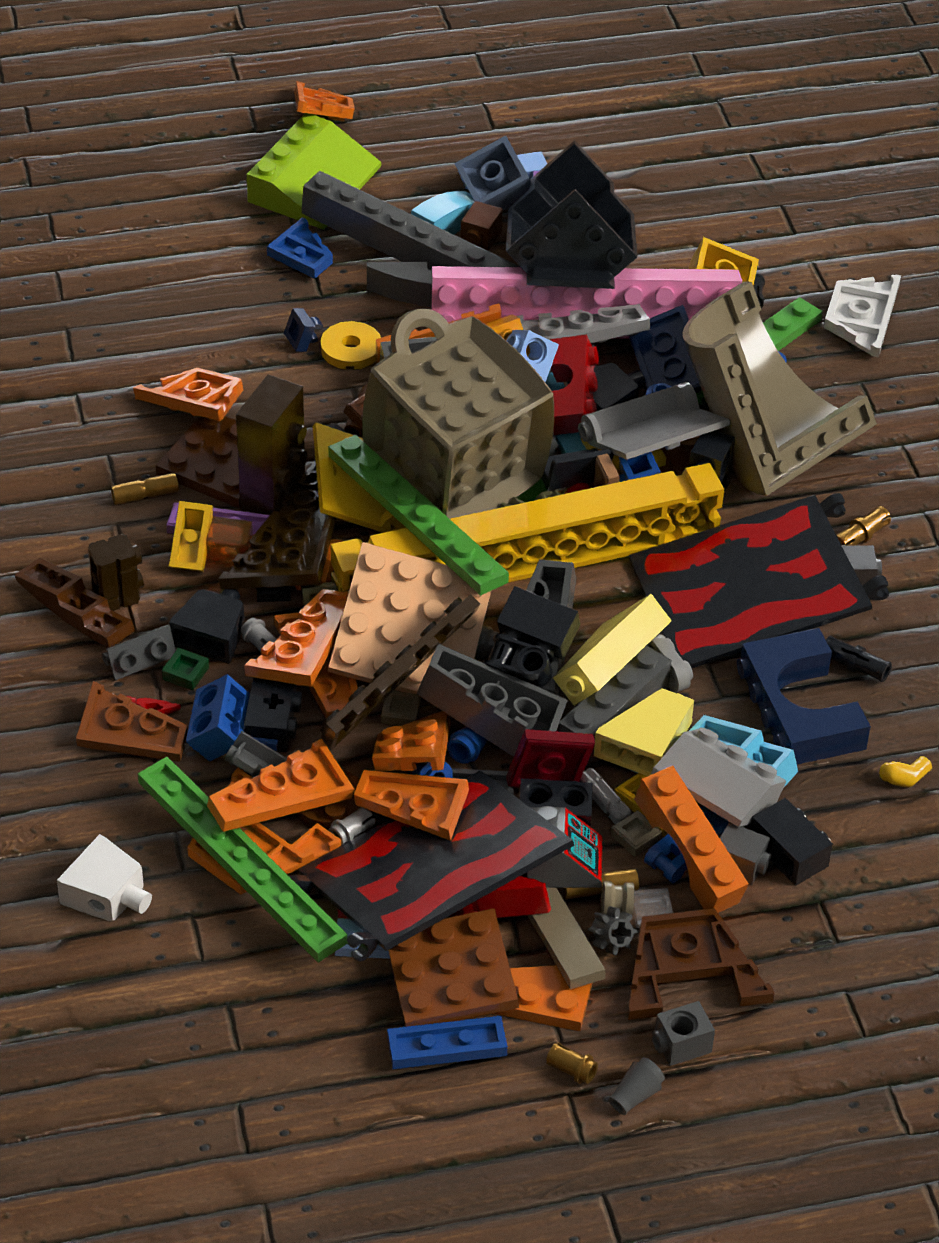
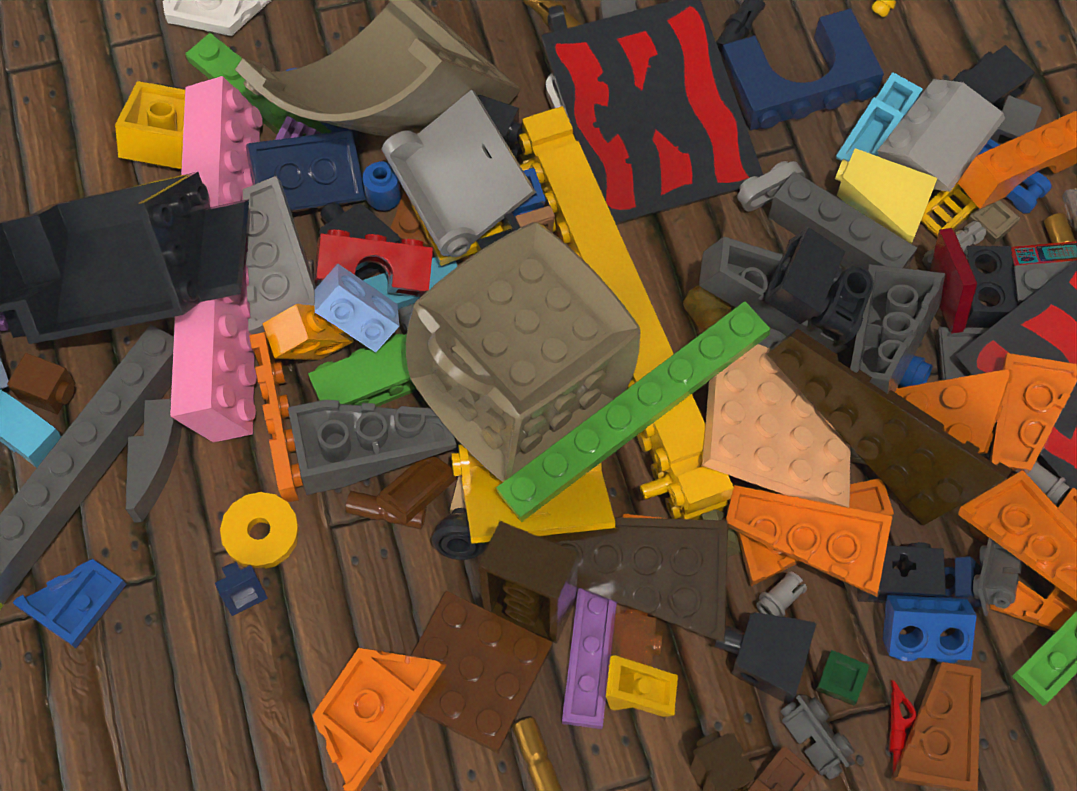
camera: 90 degrees left, 20 degrees up
(611, 649) = (772, 213): light yellow slope -> none

